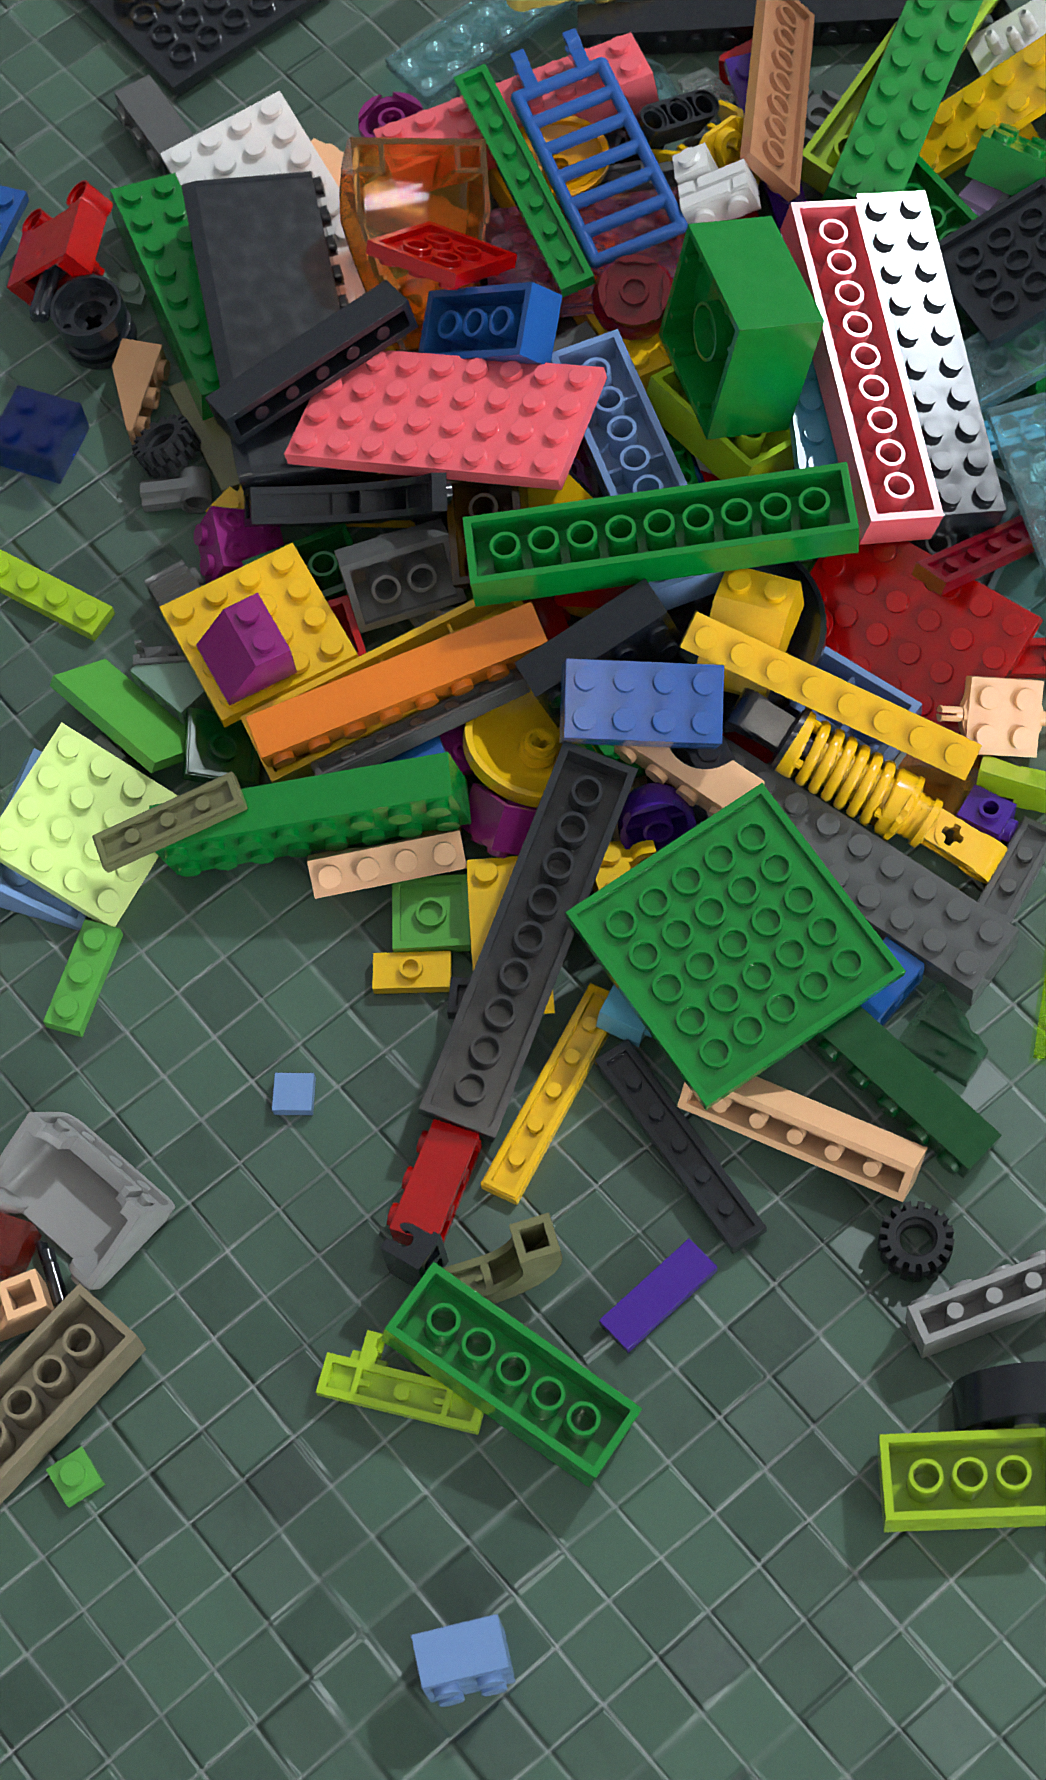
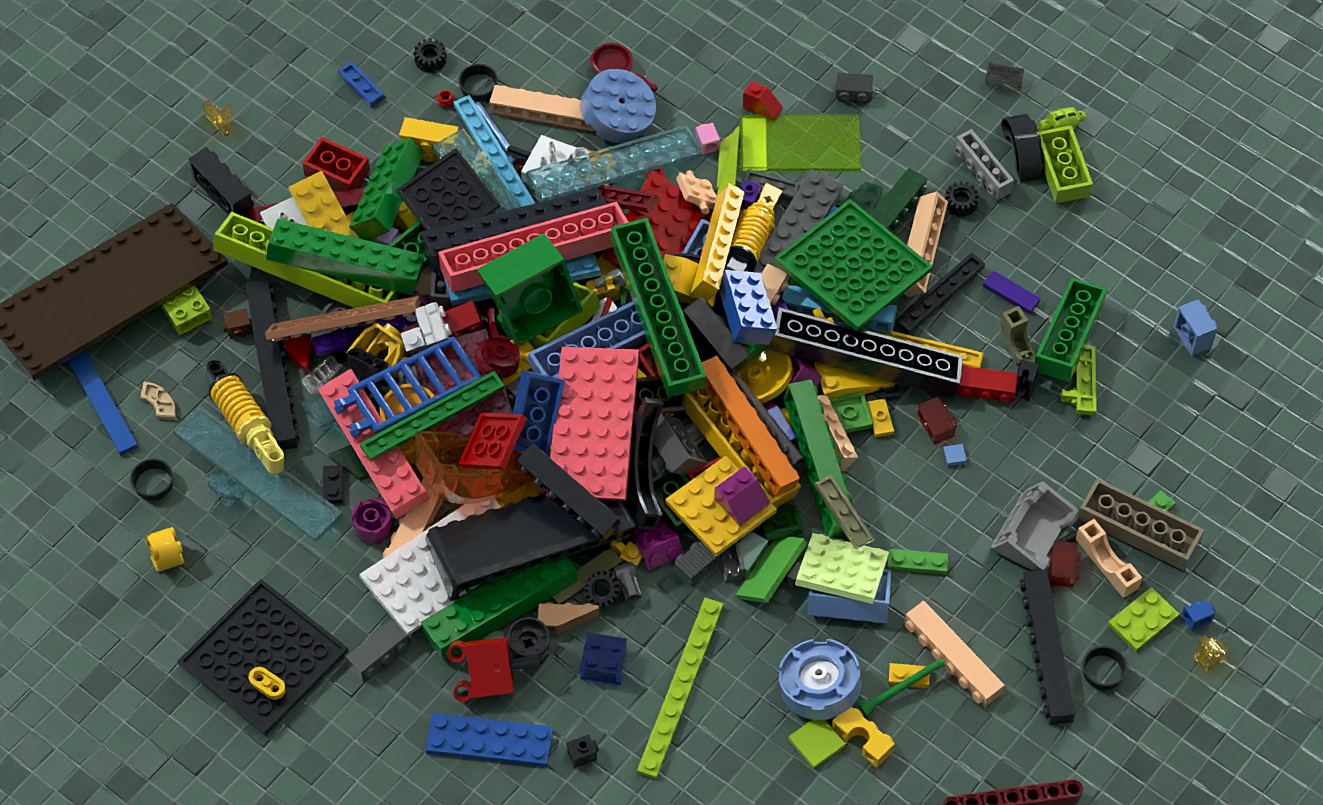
camera: 110 degrees left, 5 degrees down
(373, 1070) = (936, 420): none -> clear red brick

